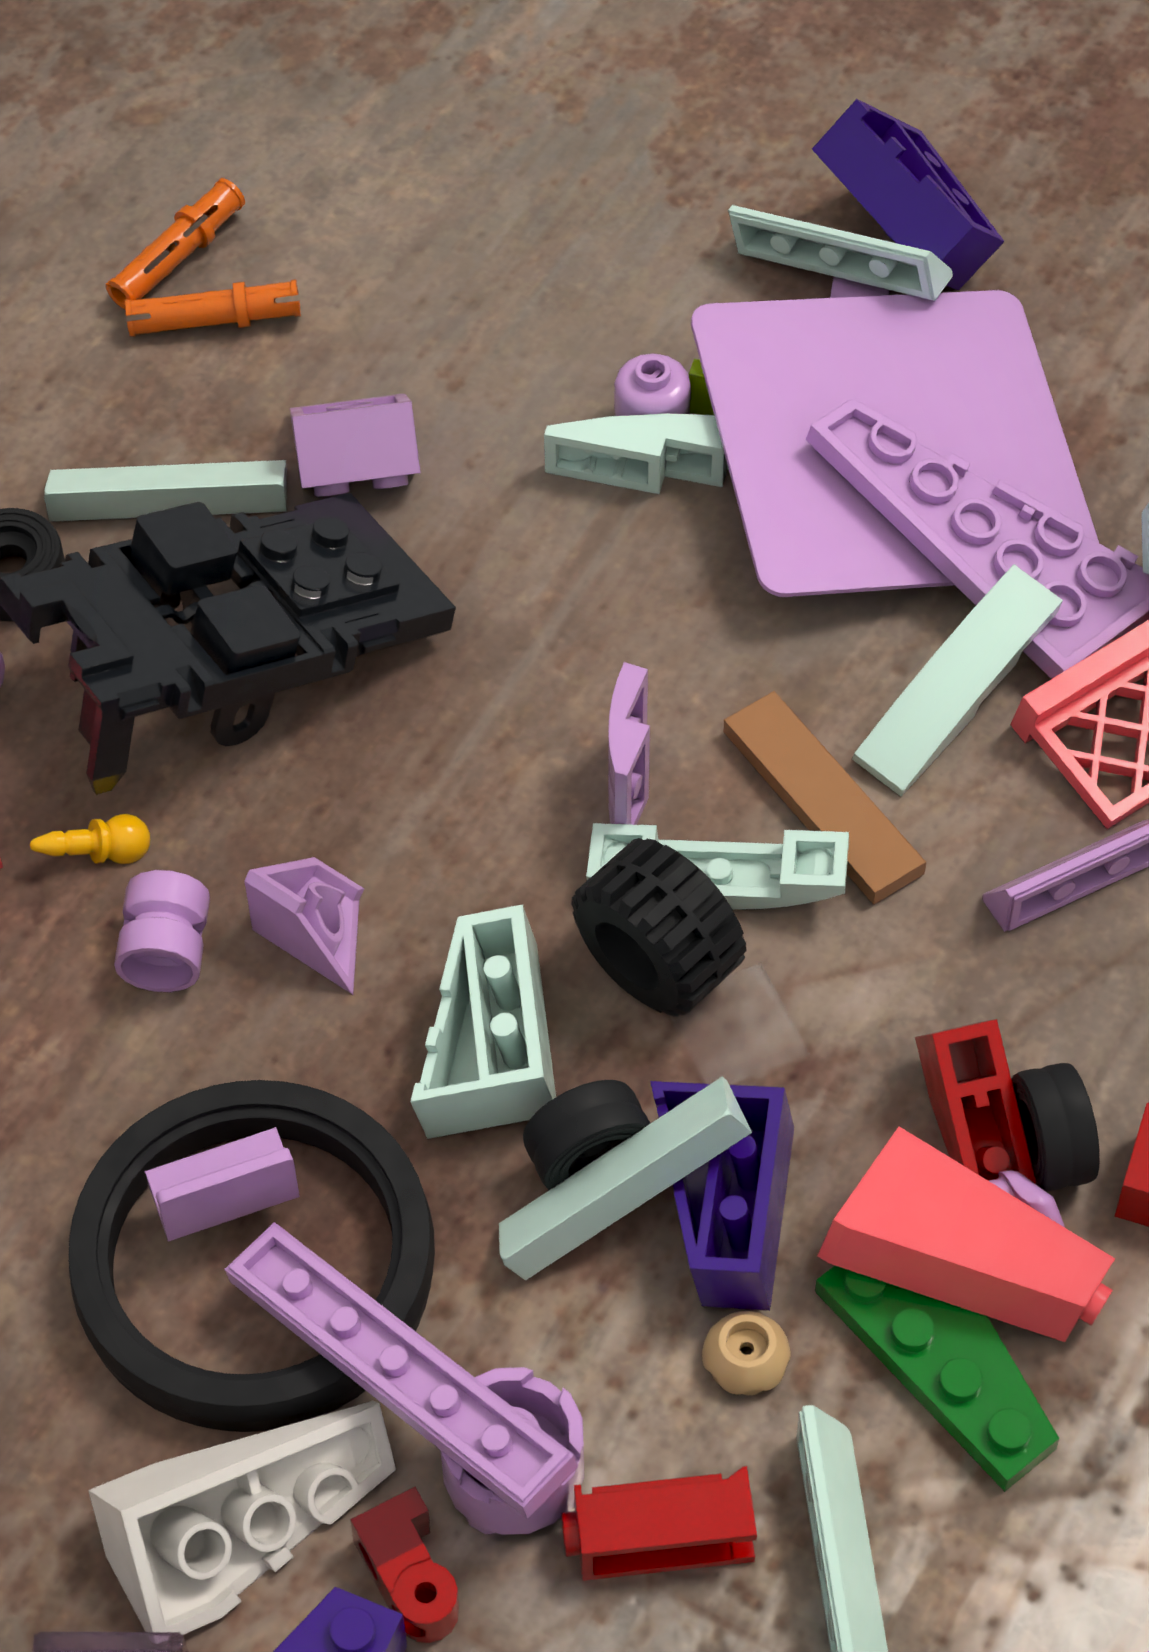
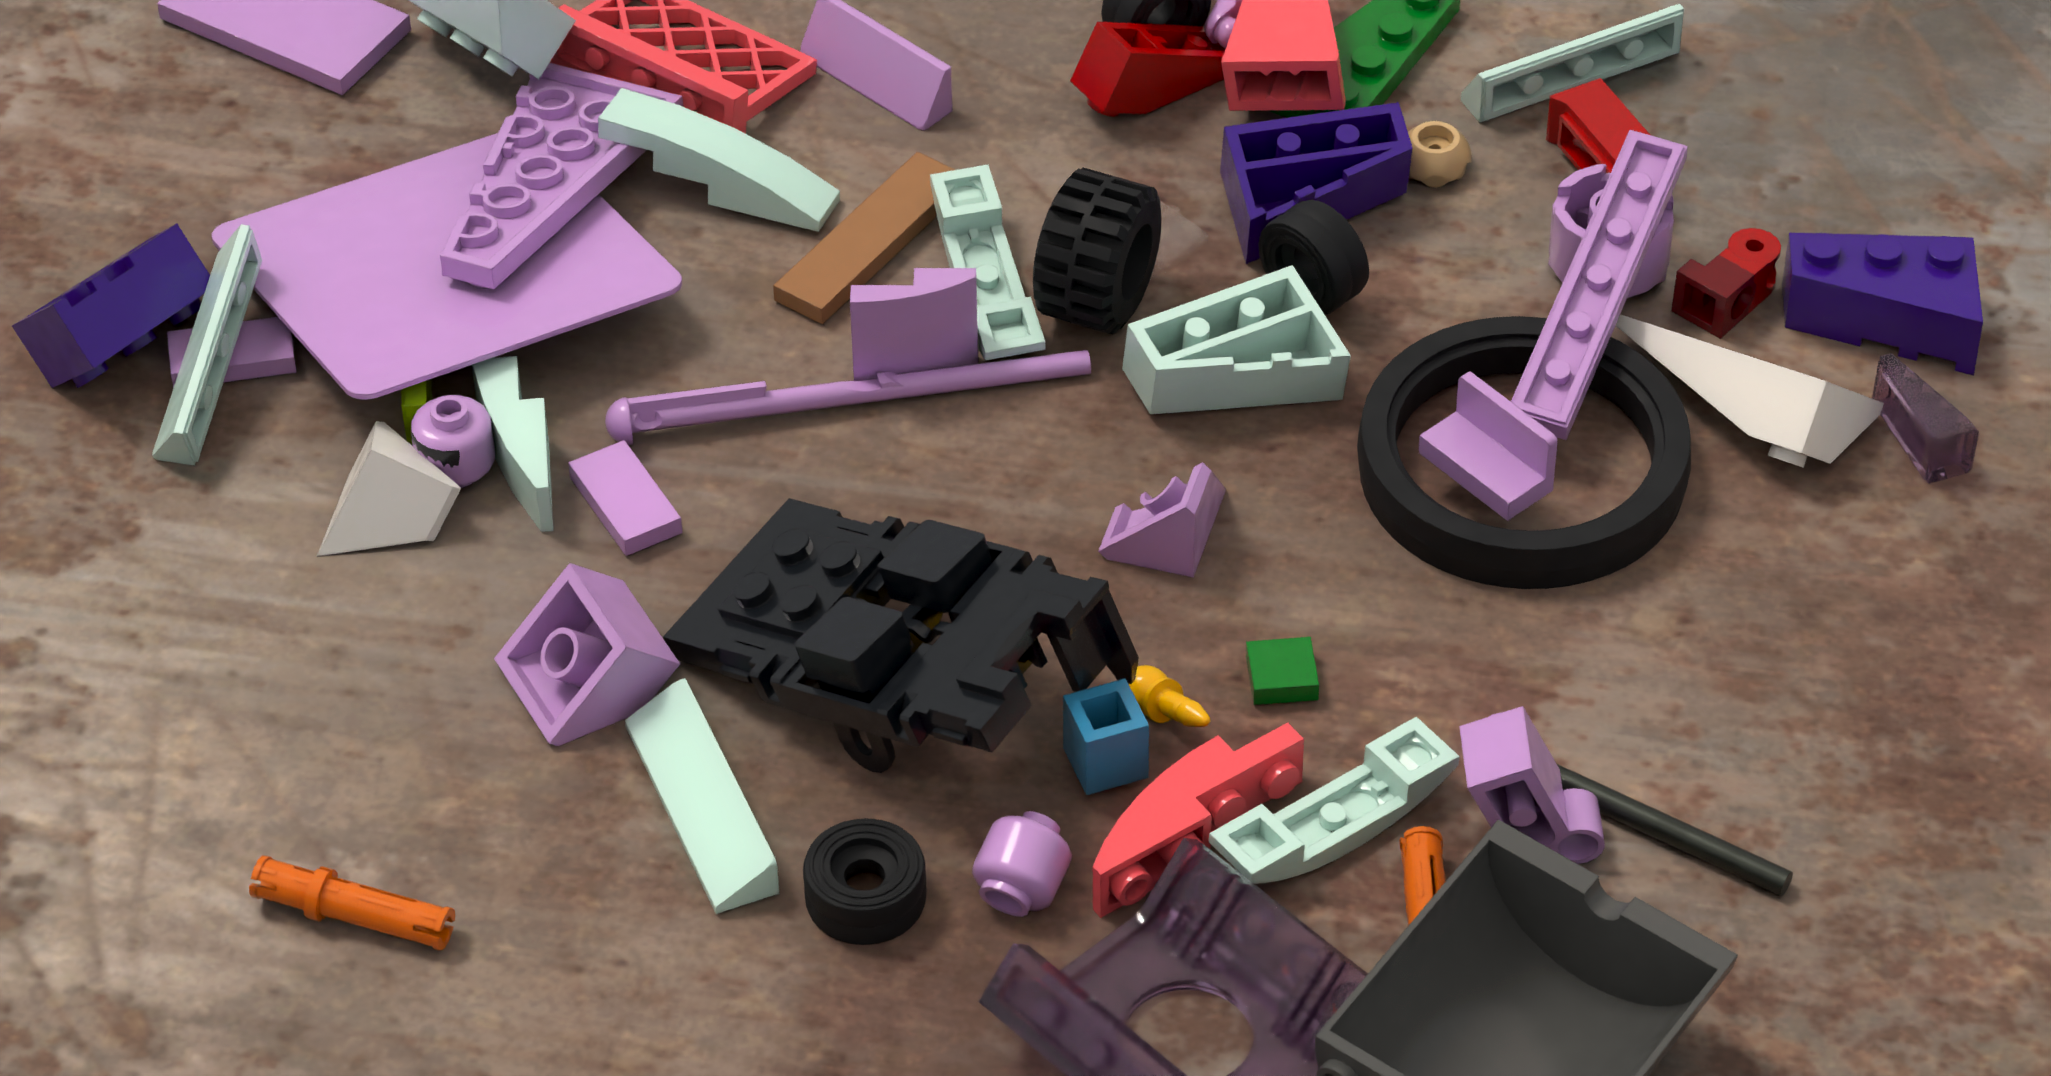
camera: 110 degrees left, 10 degrees down
(49, 758) = (1105, 736): none -> dark azure brick
(84, 950) = (1282, 670): none -> green tile
(162, 931) = (1257, 598): lavender wheel -> none
(213, 308) = (429, 818): orange pin -> none
(549, 520) = (625, 497): none -> lavender tile
(614, 337) = (389, 497): none -> white slope
(622, 1179) = (1317, 167): light aqua slope -> none
(637, 536) = (753, 400): none -> lavender bar

